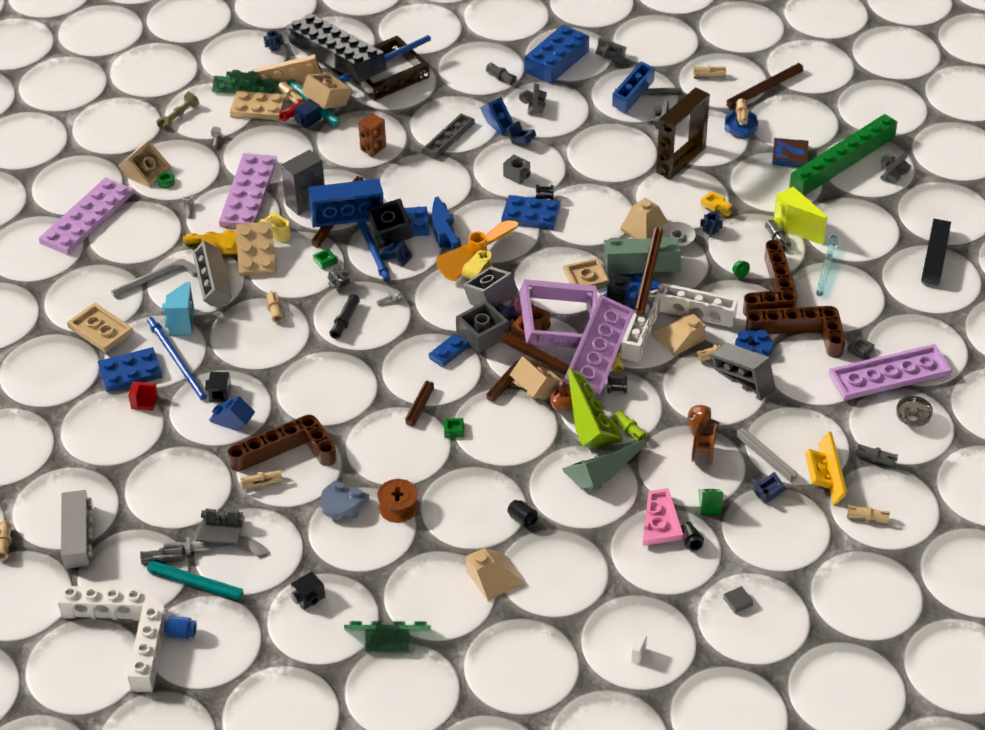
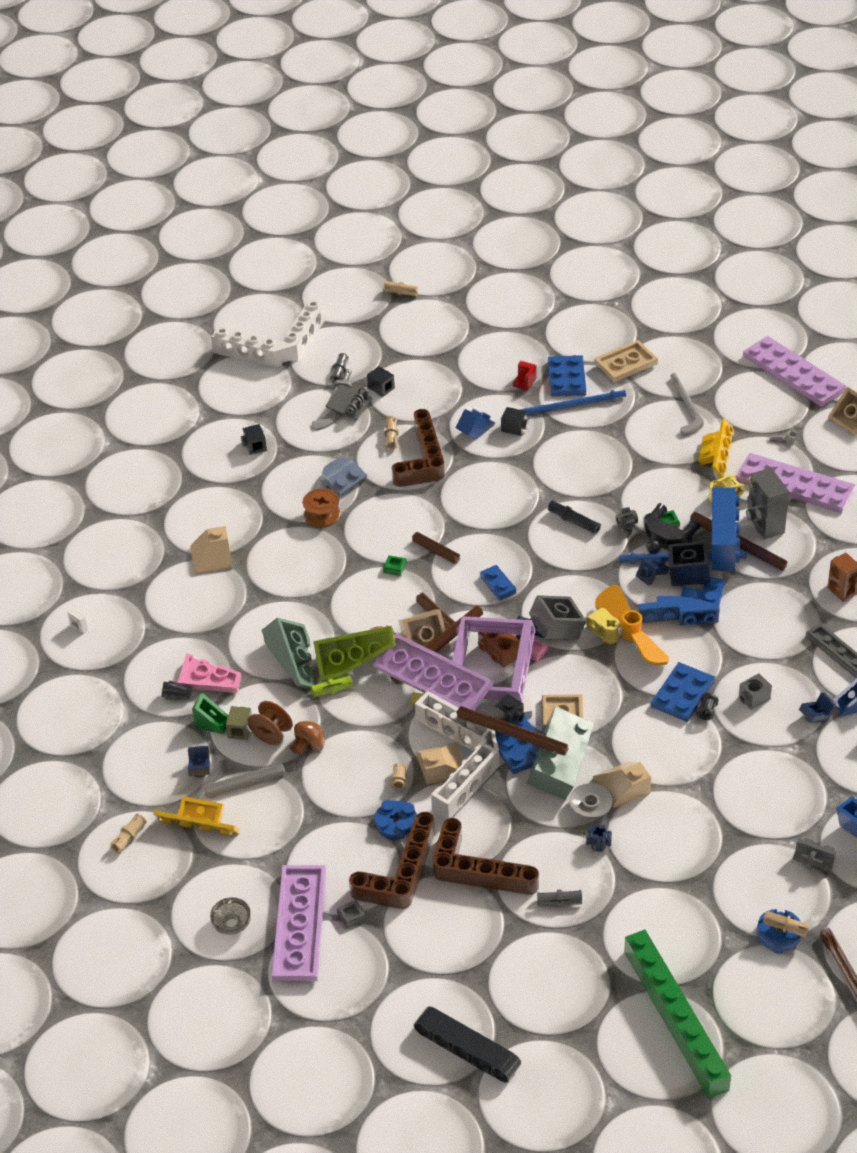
camera: 110 degrees right, 0 degrees up
(75, 529) = (387, 321): light grey brick -> none
(165, 180) = (832, 428): green tile -> none
(179, 310) = (617, 404): medium azure slope -> none
(180, 509) = (380, 381): none -> black brick
(180, 627) = (258, 367): blue brick -> none
(195, 580) = (303, 384): teal axle -> none
(212, 275) = (663, 432): light grey brick -> none
(255, 248) = (692, 467): tan plate -> none
(274, 307) = (609, 473): tan axle -> none
(349, 253) = (664, 534): none -> black connector
(387, 637) = (186, 476): clear green bracket -> none
(394, 294) = (590, 558): light grey hand -> none
(481, 326) = (507, 599): dark grey brick -> none
(522, 513) = (264, 584): black brick -> none
(616, 384) = (387, 693): black bush -> none
(697, 105) = (750, 863): dark brown window -> none
(706, 474) = (237, 723): none -> olive brick
(716, 202) = (635, 854): yellow plate -> none
(738, 599) = (91, 705): dark grey tile -> none
(741, 269) = (513, 842): green plate -> none
(745, 367) = (357, 790): dark grey wedge -> none
(790, 152) = (708, 965): reddish brown tile -> none
(800, 216) = (568, 915): neon yellow slope -> none
(832, 242) = (525, 946): clear light blue bar -> none
(876, 455) = (194, 866): dark grey pin -> none
(892, 165) = (627, 1054): dark grey hips -> none

